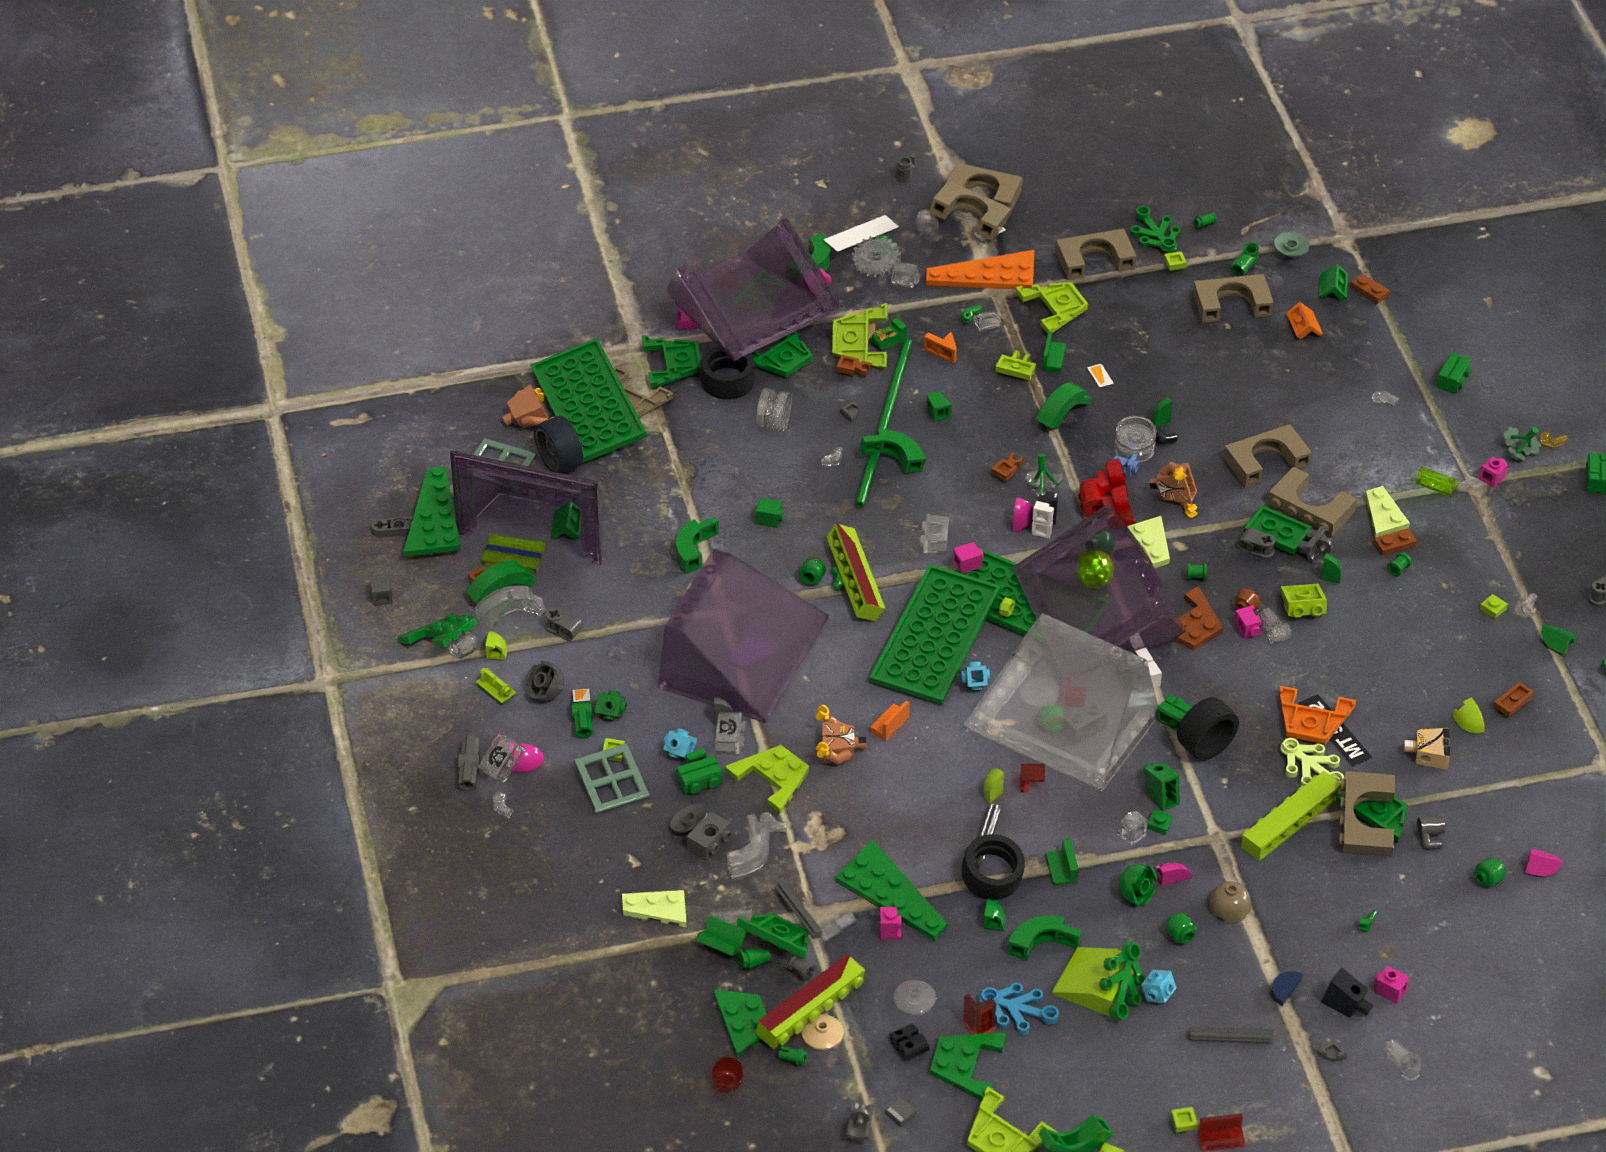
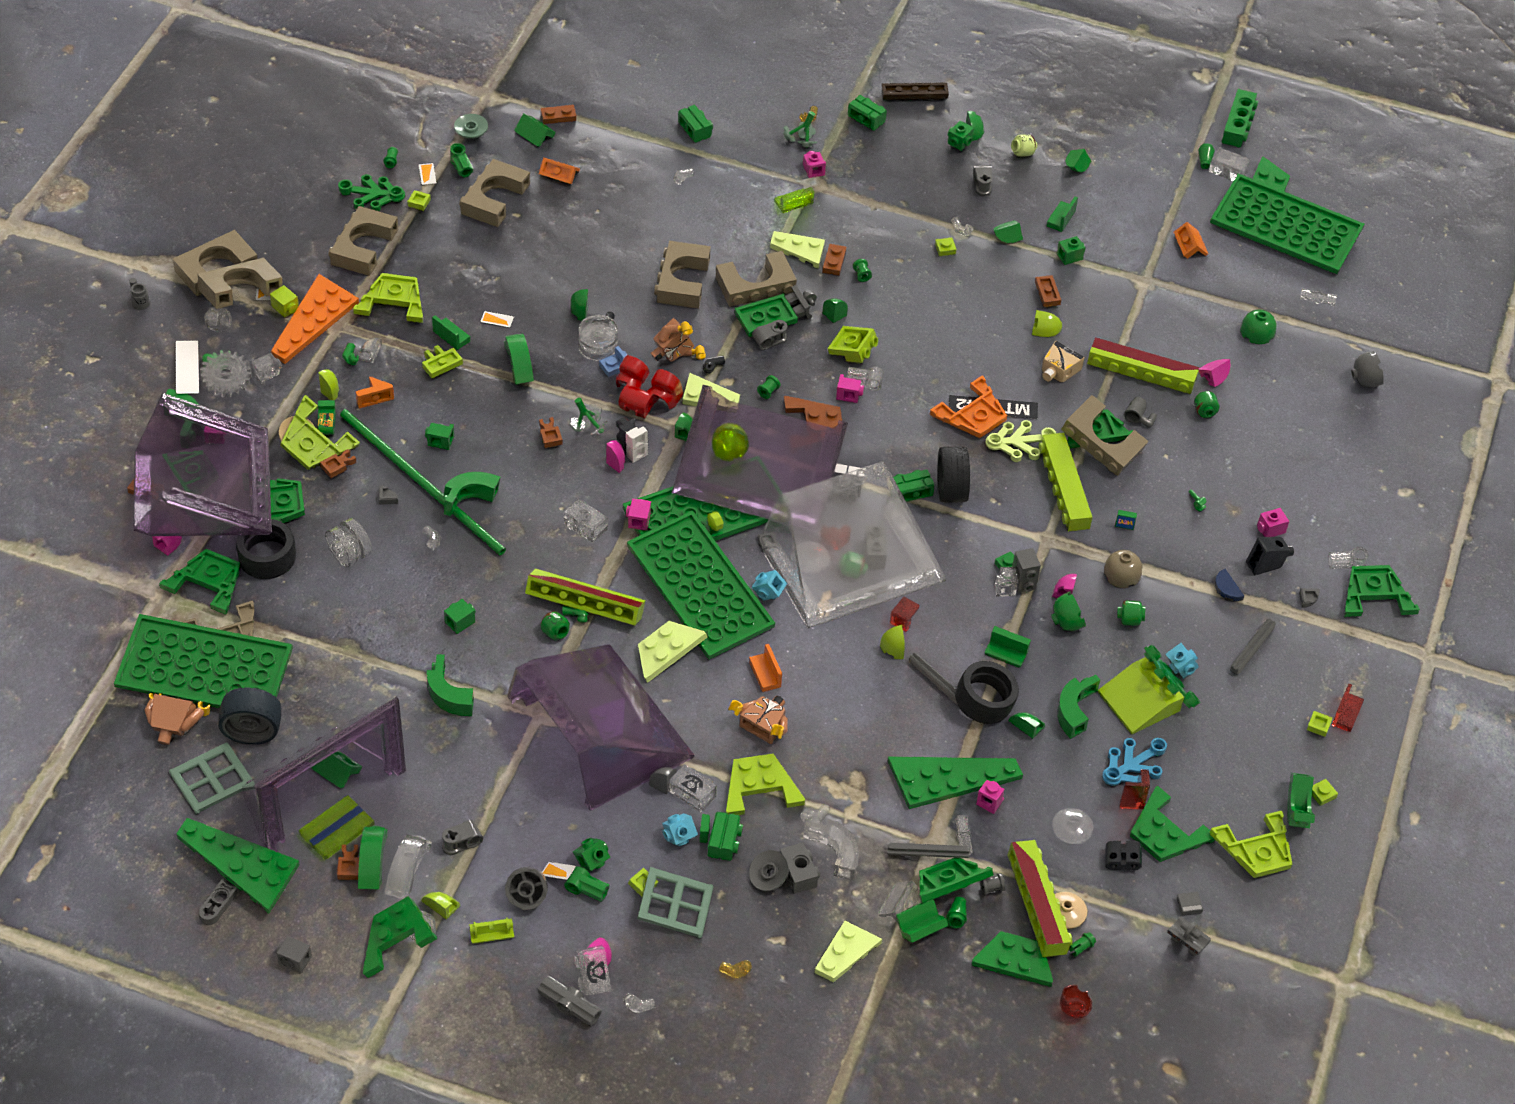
camera: 60 degrees left, 5 degrees up
(582, 848) = (736, 970): none -> clear yellow arm
(851, 646) = (666, 647): none -> yellowish green wing
(925, 316) = (328, 384): none -> lime brick
(983, 246) = (284, 301): none -> lime brick
(1152, 830) = (1027, 569): none -> dark grey brick
(1162, 785) = (978, 537): green torso -> none
(1187, 524) = (711, 363): none -> black arm
(1214, 251) = (427, 173): none -> sticker
(1245, 598) = (826, 376): dark orange cone -> none
(1288, 877) = (1126, 519): none -> tile
(1393, 1091) = (1376, 583): none -> green wing
(1491, 807) = (1143, 365): none -> lime brick
(1582, 691) = (1071, 250): none -> green brick

